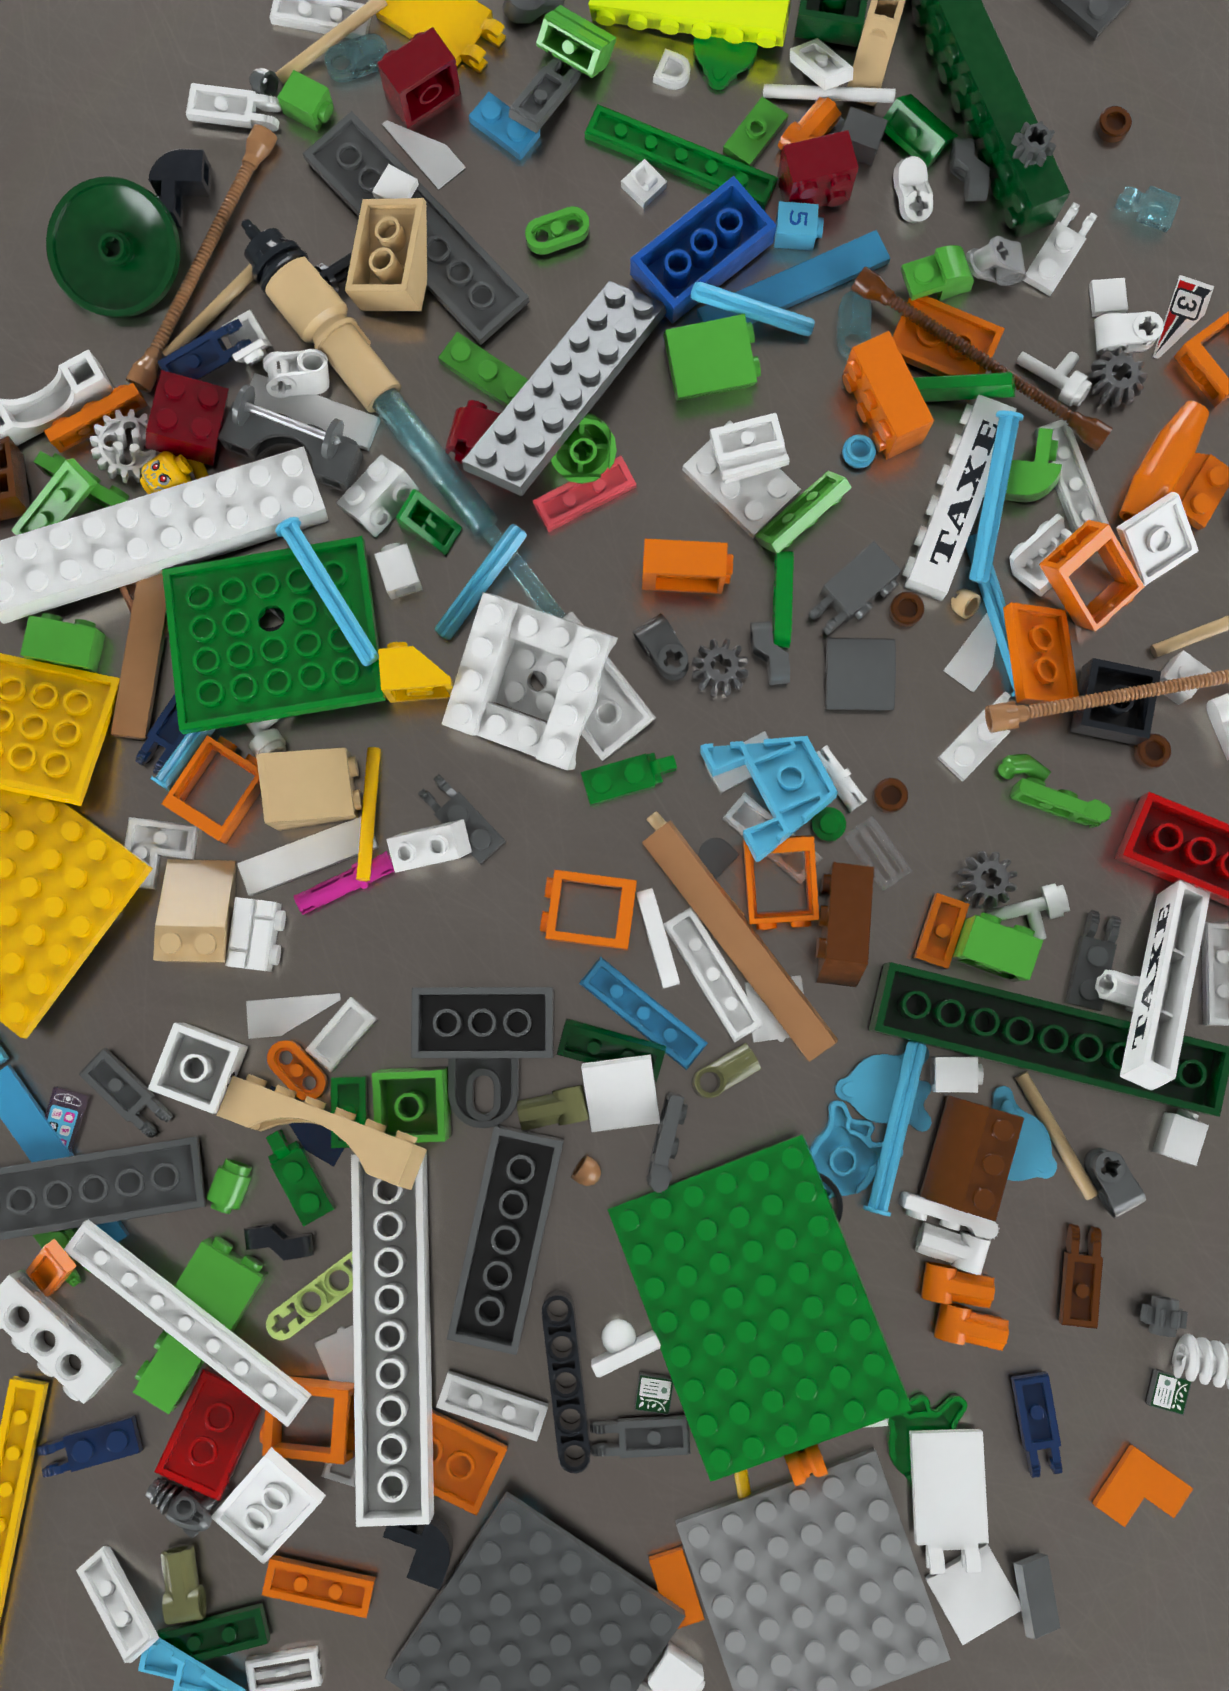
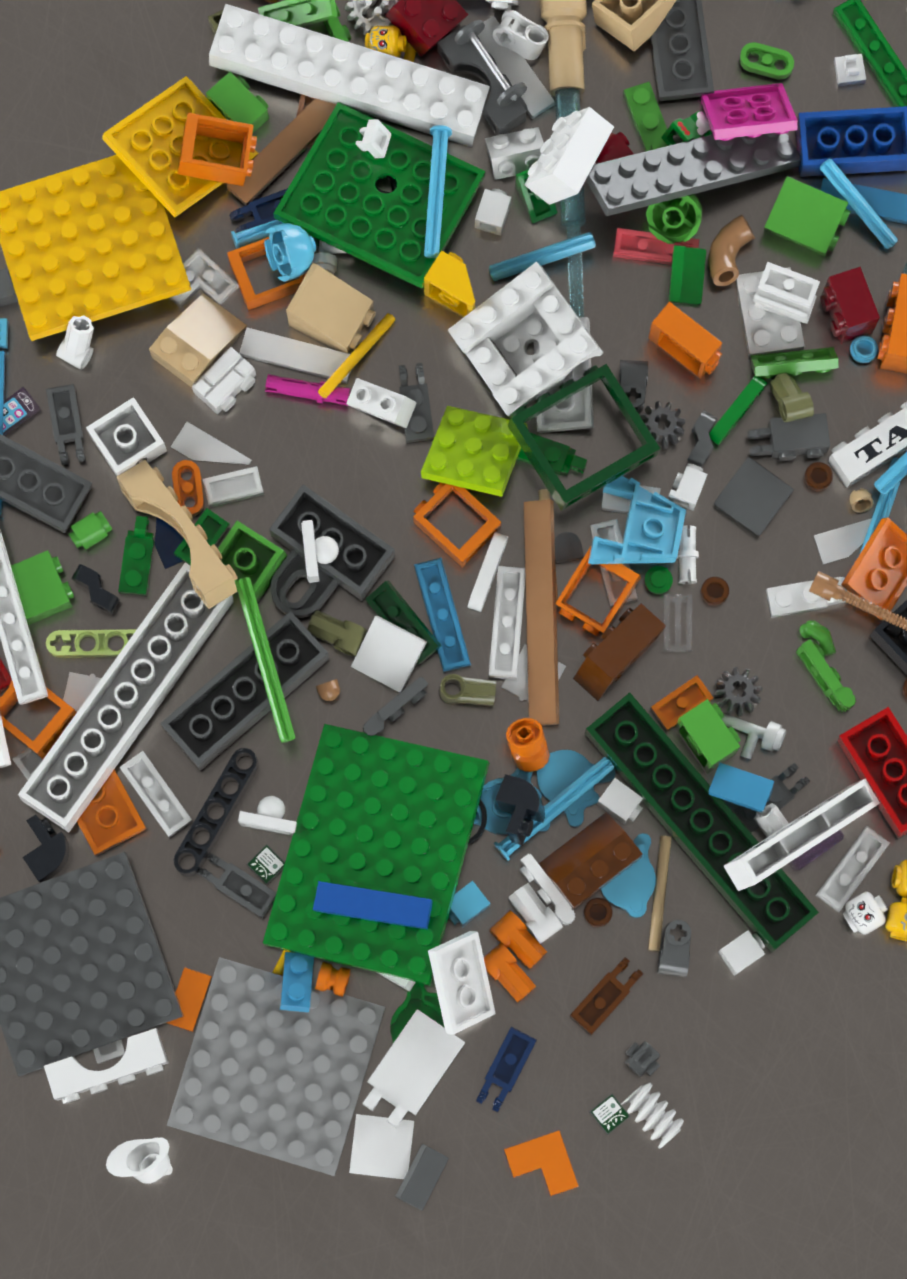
camera: 35 degrees right, 5 degrees down
(60, 683) = (218, 129): none -> orange window
(75, 1006) = (76, 344): none -> white piece
(224, 757) = (289, 250): none -> medium azure cylinder
(227, 581) = (375, 138): none -> white tile
(436, 460) = (568, 155): none -> white brick
(481, 1044) = (321, 550): none -> white tile
(506, 1197) = (265, 659): none -> bright green axle
(533, 351) = (688, 129): none -> green leg
(557, 827) = (472, 452): none -> lime plate
(580, 291) = (749, 111): none -> dark pink plate
(596, 726) = (563, 497): none -> dark green window
(635, 499) = (687, 275): none -> green panel
(654, 446) = (725, 248): none -> medium nougat cylinder
(774, 1497) = (297, 982): none -> dark azure plate
(791, 710) = (688, 487): none -> white brick
(798, 1370) = (373, 905): none -> blue tile
(819, 416) = (849, 305): none -> dark red brick
(826, 1086) = (527, 744): none -> orange wheel
(835, 553) = (791, 400): none -> olive piece
(868, 1148) = (523, 801): none -> black brick
(883, 1287) = (467, 904): none -> medium azure brick
(939, 1378) = (461, 982): none -> white plate
(1014, 1200) = (597, 912): none -> reddish brown tile
(1070, 979) = (741, 787): none -> dark azure panel

